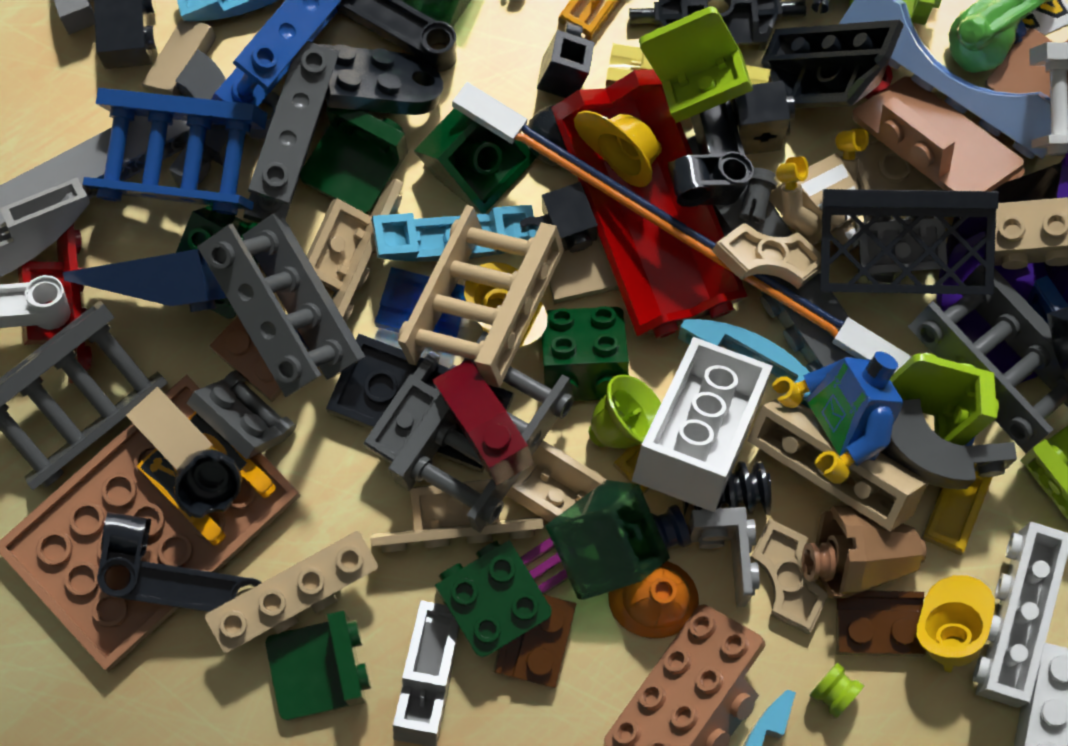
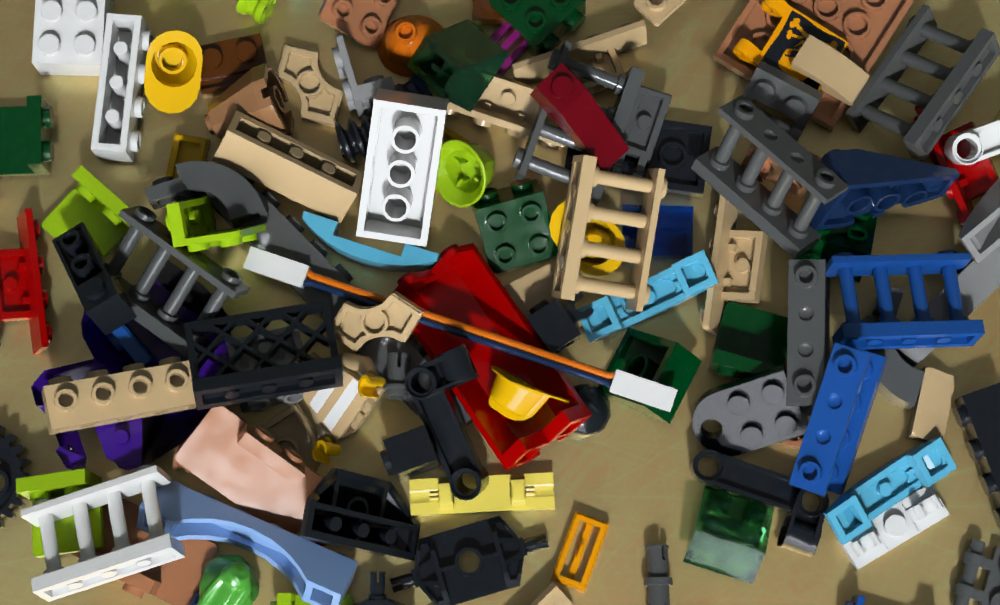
camera: 165 degrees right, 5 degrees up
(207, 483) = (786, 29): black hair -> none
(566, 62) = (591, 471): black brick -> none
(696, 63) = (469, 459): lime bracket -> none
(818, 561) = (288, 91): nougat bush -> none
(853, 407) = (281, 196): blue torso -> none

